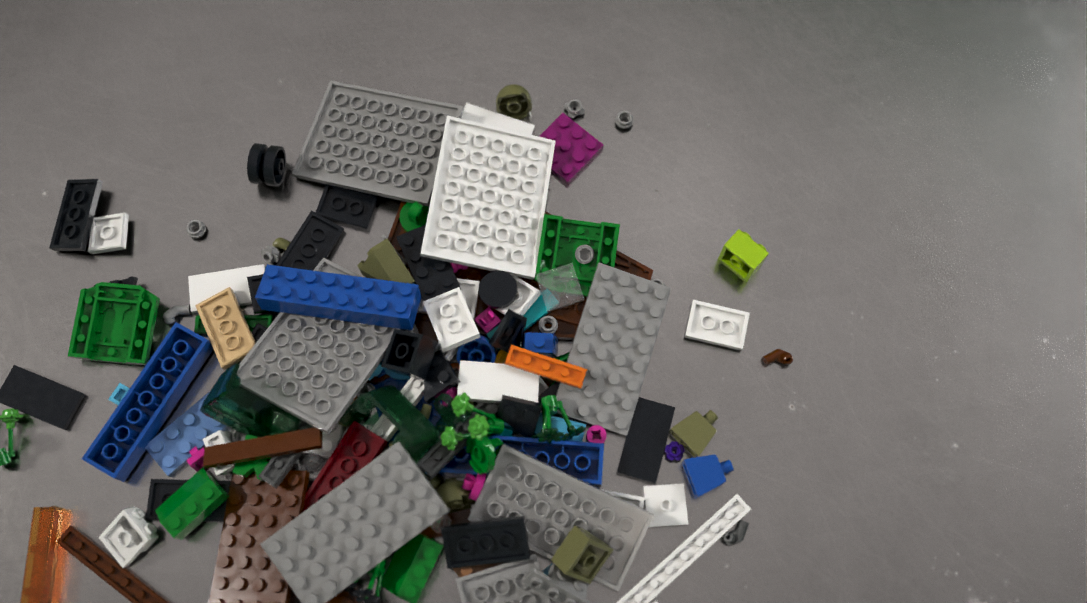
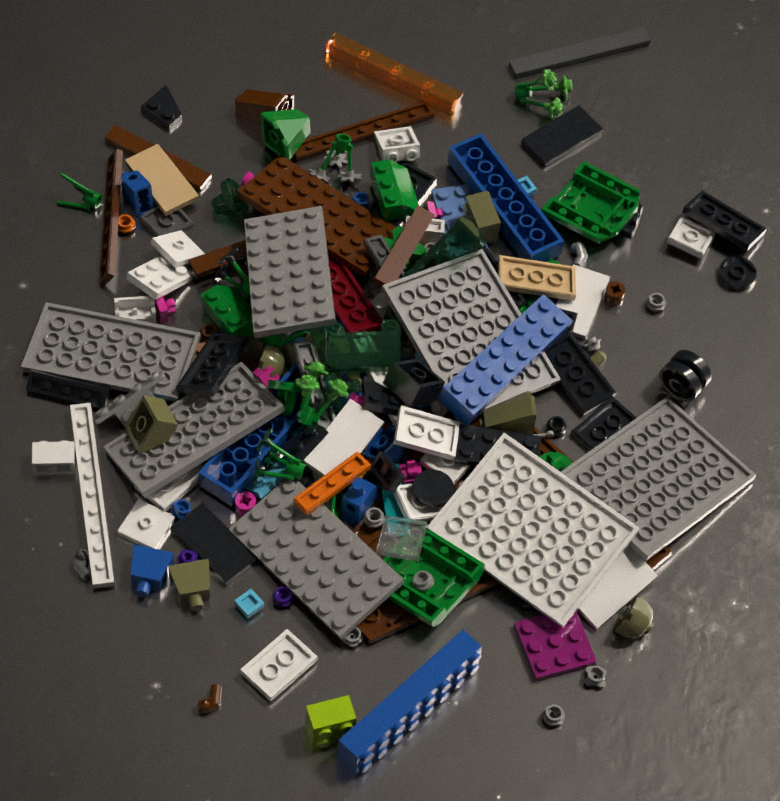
camera: 115 degrees right, 15 degrees down
(128, 183) = (737, 273): none -> black tile
(167, 577) = (339, 147): none -> plant
(183, 404) = (483, 215): none -> olive slope
(209, 266) = (616, 298): none -> reddish brown wheel
(210, 531) = (362, 198): none -> blue plate
(365, 238) = (556, 421): none -> black plate
(436, 577) = (206, 329): none -> reddish brown plate
(629, 485) = (180, 508): none -> blue plate
(662, 358) = (282, 591): none -> dark purple plate
(681, 378) = (249, 603): none -> medium azure plate
(688, 209) = (409, 703): none -> blue brick

